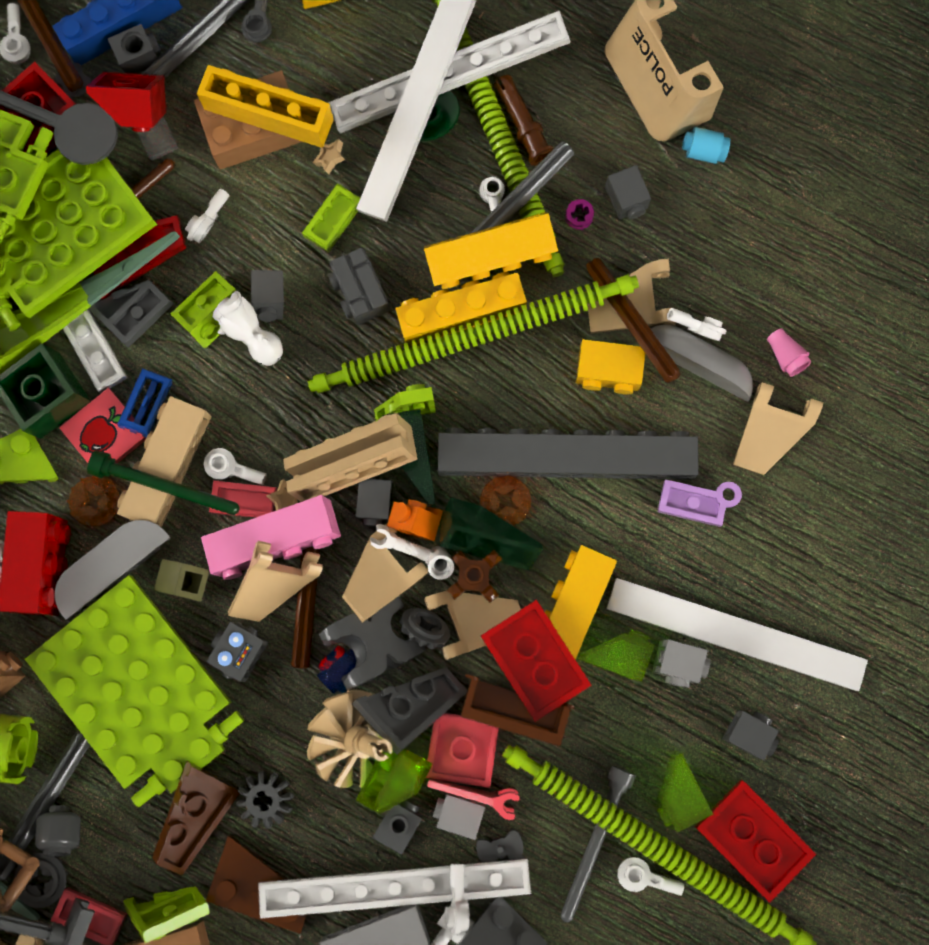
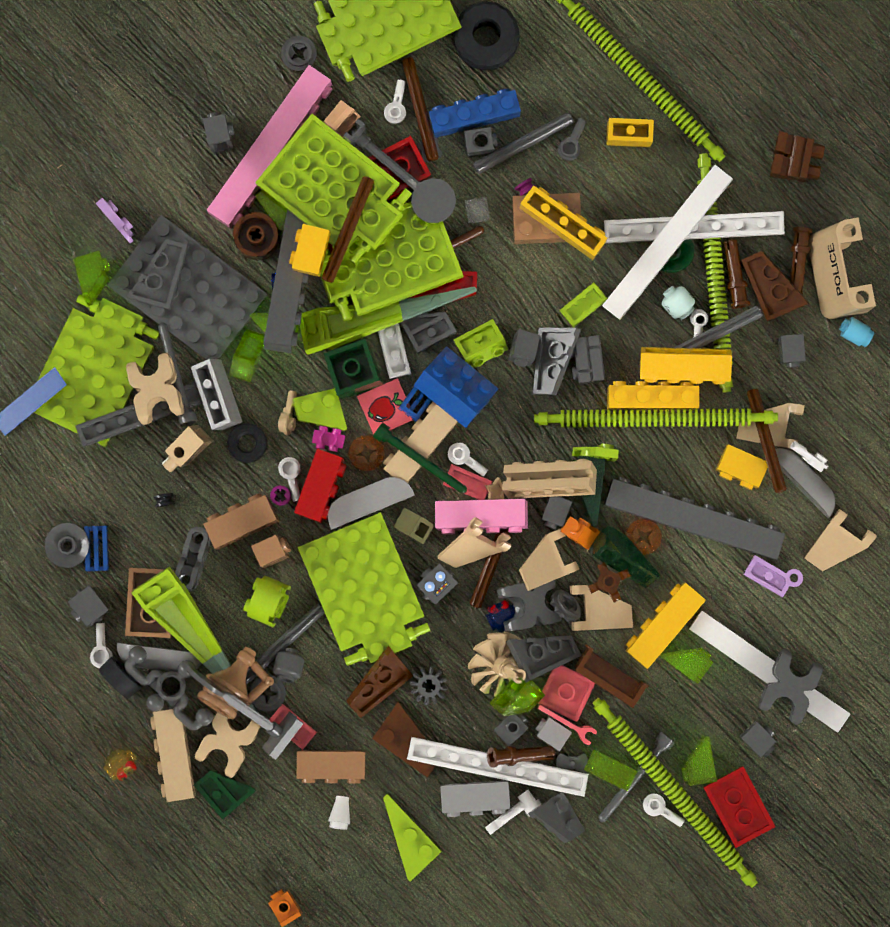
camera: 10 degrees right, 5 degrees up
(40, 497) = (324, 438): none -> dark pink piece
(130, 98) = (469, 180): red slope -> none
(166, 912) = (346, 737): lime wing -> none
(186, 372) = (455, 386): none -> blue brick
(199, 226) = (490, 283): white plate -> none
(241, 323) = (502, 365): white animal -> none
(309, 297) = (552, 358): none -> dark grey wing
(330, 156) = (596, 262): tan piece -> none
(408, 866) = (511, 755): none -> reddish brown pin
(437, 569) = (587, 563): white brick -> none
(457, 176) = (678, 302): none -> light aqua head
(458, 914) = (534, 794): white plate -> none
(535, 660) = (632, 649): red plate -> none
(556, 844) = (610, 770): none -> clear neon green slope
(576, 120) = (772, 287): none -> reddish brown wing
(585, 205) = (750, 348): magenta bush -> none
(598, 64) = (800, 250): none -> reddish brown pin
(681, 663) = (726, 679): light grey brick -> none
(773, 646) = (790, 686): none -> dark grey piece
(789, 353) = (865, 494): bright pink cone -> none

